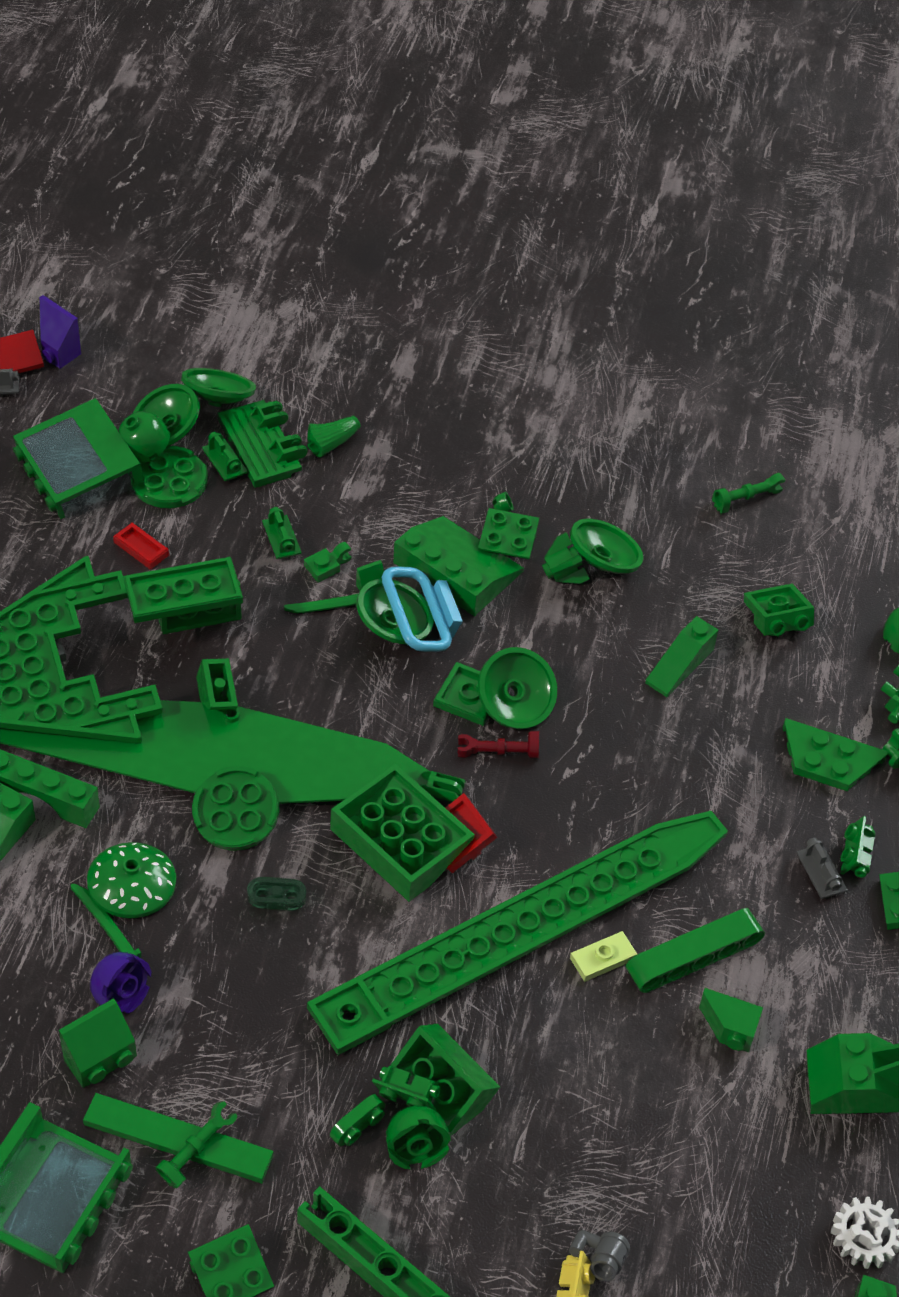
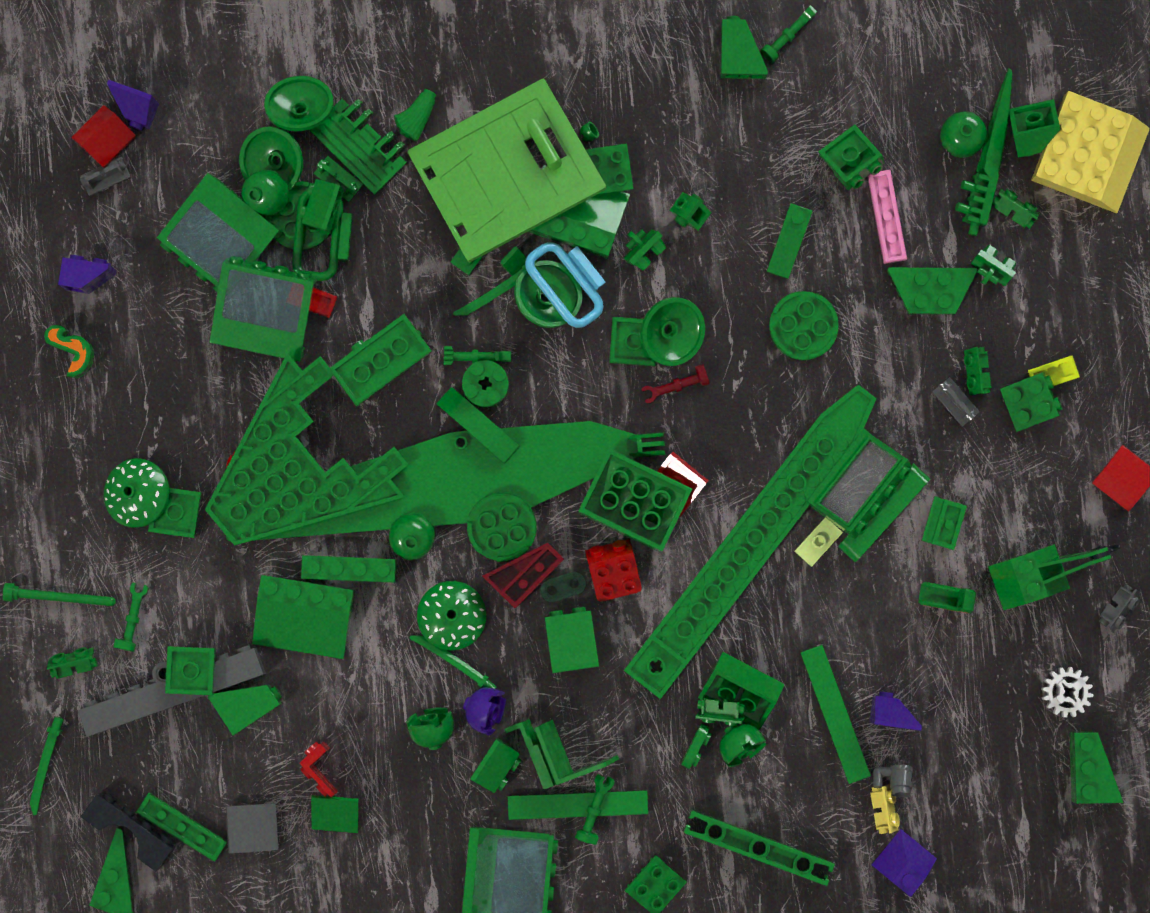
camera: 15 degrees left, 35 degrees up
(43, 979) = (432, 728): none -> green cylinder
(81, 518) = (262, 308): none -> panel
(128, 781) = (411, 536): none -> green cylinder
(170, 1063) = (549, 754): none -> green piece
(197, 458) = (322, 205): none -> green slope
(199, 504) = (339, 241): none -> green bar
(216, 684) = (441, 427): green slope -> none
(237, 859) = (523, 575): none -> dark red wedge
(257, 950) = (571, 640): none -> green slope
(259, 637) = (474, 356): none -> green piece
(263, 707) = (478, 425): none -> green slope
(281, 534) = (421, 243): green hinge -> none
(286, 670) = (492, 395): none -> green brick
(343, 899) = (613, 570): none -> red bracket
(395, 498) = (491, 177): none -> bright green door
(515, 607) = (640, 245): none -> green hips
(551, 1155) = (835, 714): none -> green tile
(563, 562) = (663, 181): green brick -> none
(582, 594) = (690, 211): none -> green brick
(606, 546) = (699, 146): green dish -> none
(626, 1173) = (891, 712): none -> dark purple slope
(668, 742) = (803, 325): none -> green tile
(675, 902) = (860, 484): none -> window
(690, 489) = (739, 51): none -> green slope
(730, 1019) = (928, 562): green slope -> none
(743, 1066) = (947, 597): none -> green animal
(767, 985) = (943, 523): none -> green plate
(799, 676) = (887, 217): none -> bright pink tile

